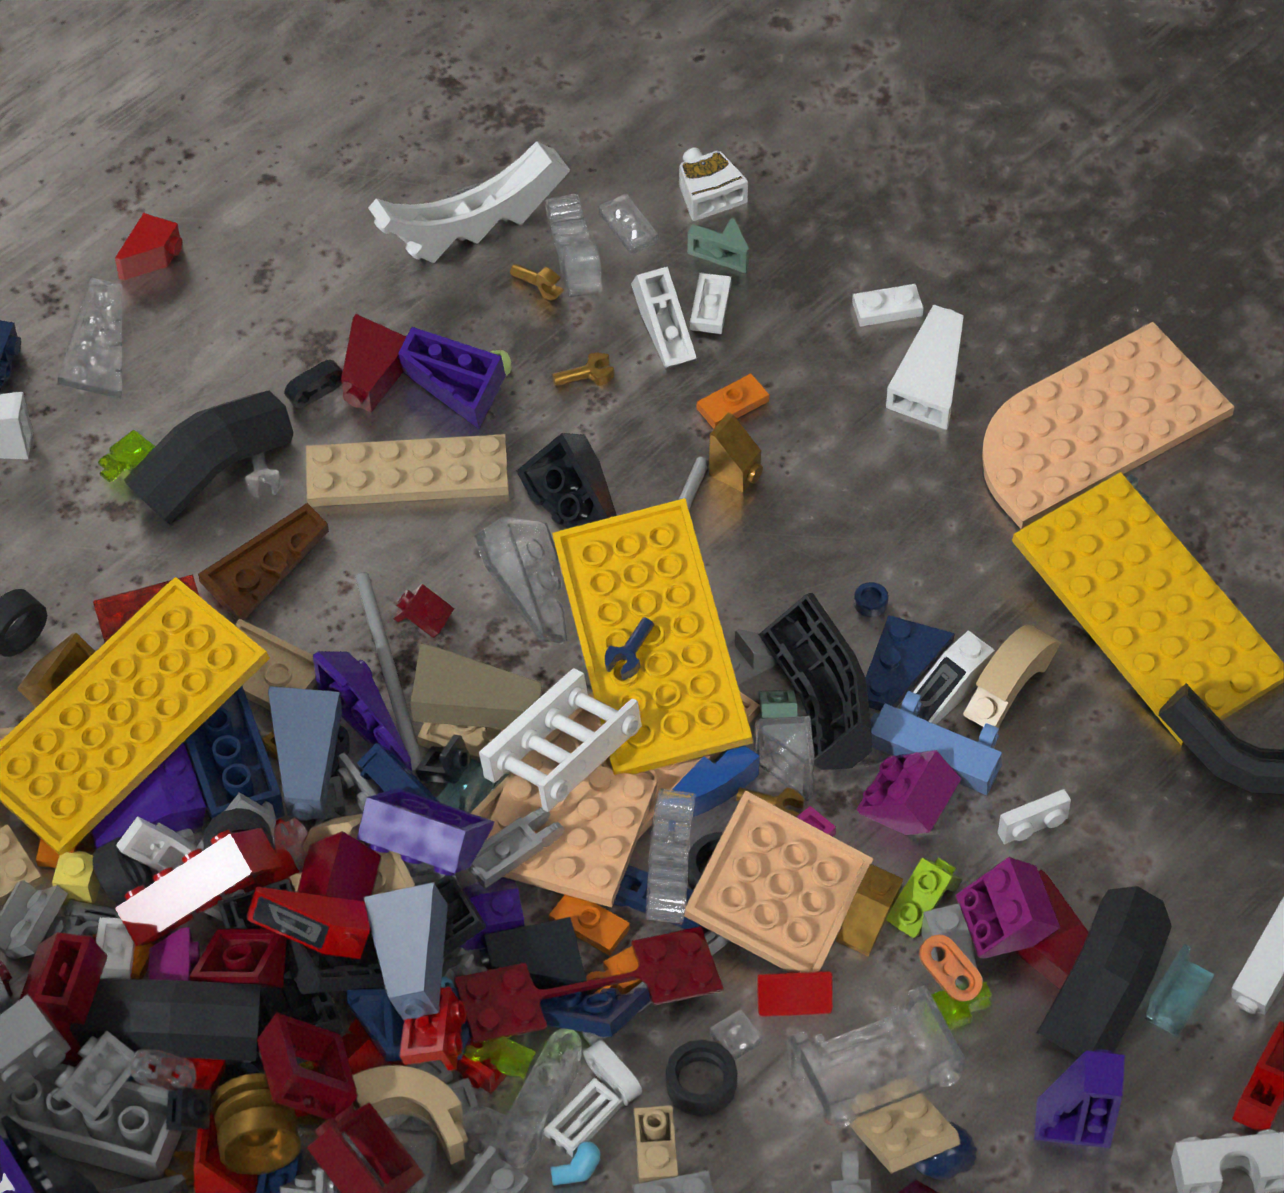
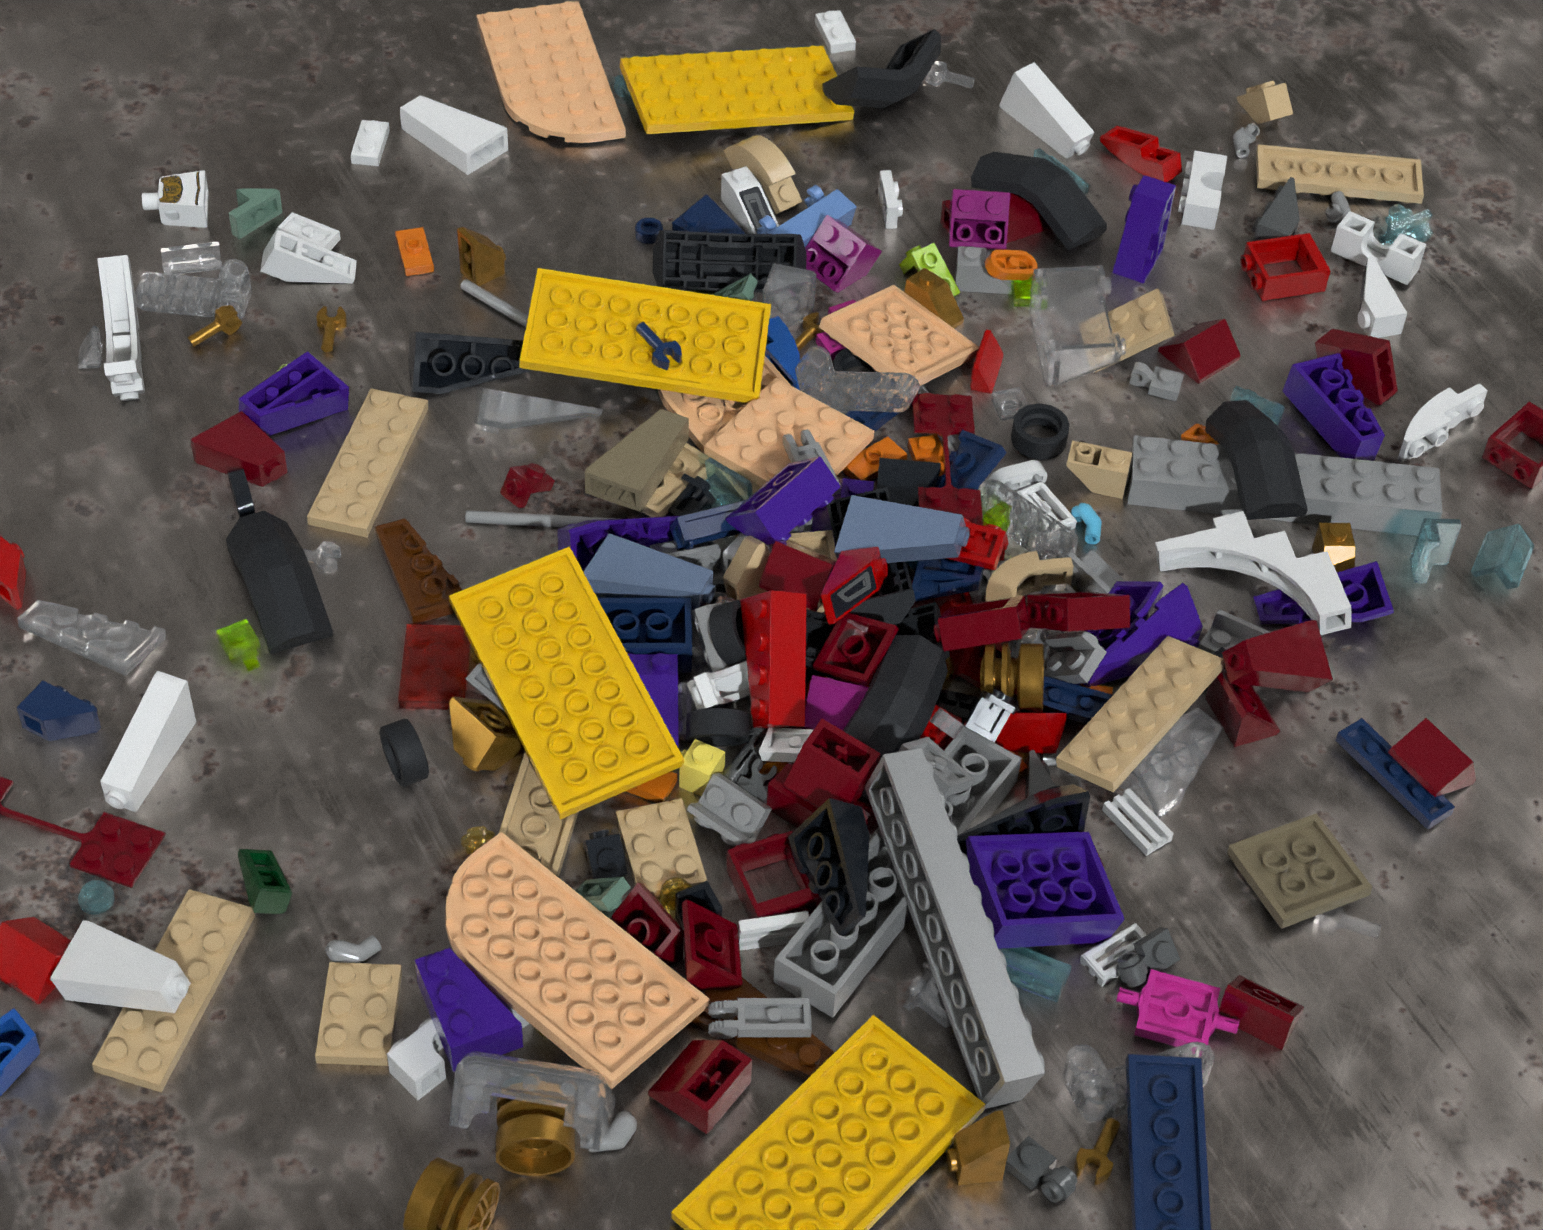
camera: 75 degrees left, 5 degrees down
(552, 713) = (712, 430): white fence -> none

